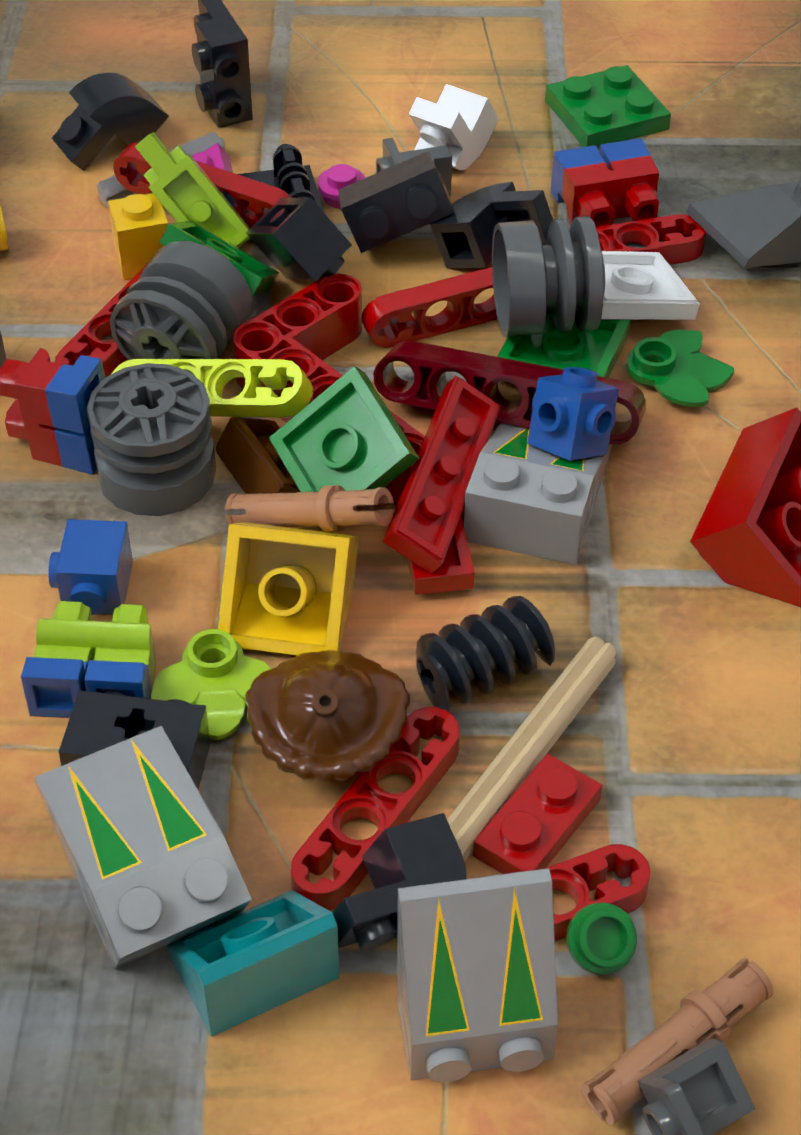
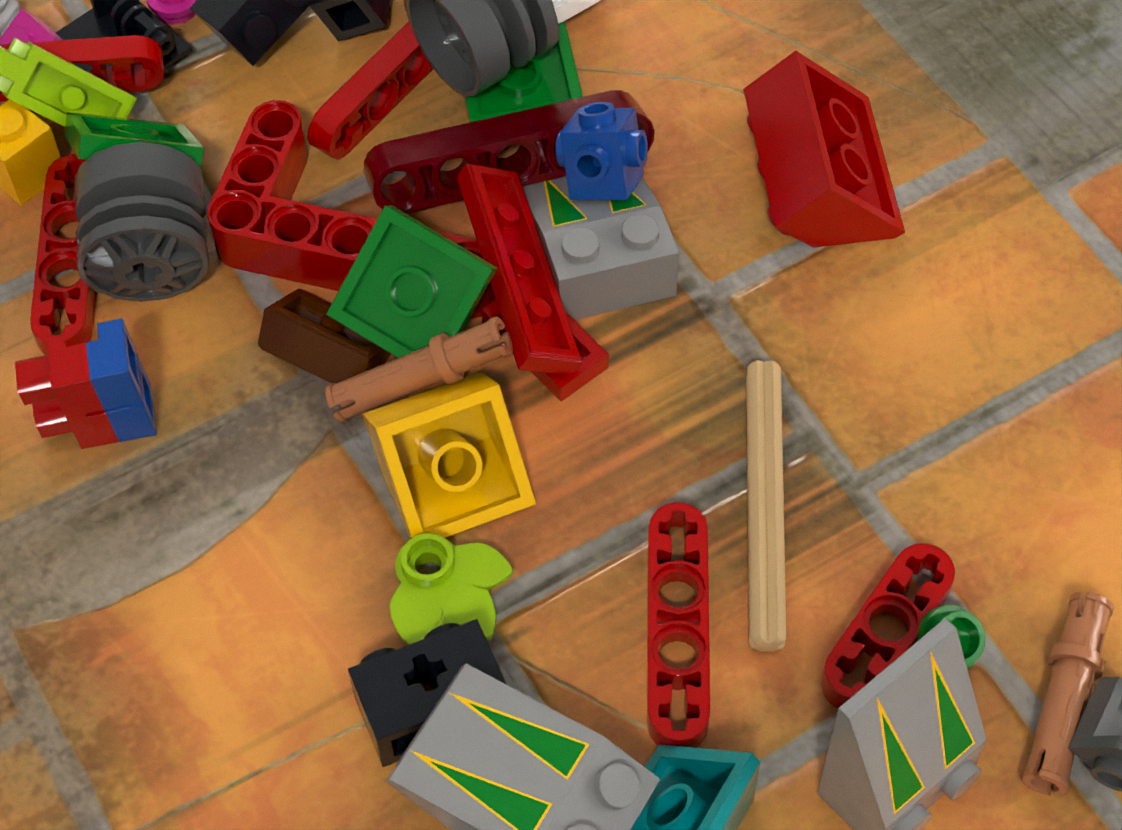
camera: 30 degrees left, 10 degrees up
(88, 656) = (314, 630): hips -> none
(93, 564) = (247, 535): blue brick -> none
(152, 439) = (211, 371): dark grey wheel -> none
(254, 399) = (220, 279): neon yellow beam -> none
(300, 239) = (200, 84): black brick -> none
(327, 714) = (584, 563): reddish brown piece -> none
(399, 858) = (778, 681): black brick -> none
(482, 647) = (672, 429): black piece -> none
(537, 818) = (820, 561): red plate -> none
(678, 367) = (633, 50): green plate -> none

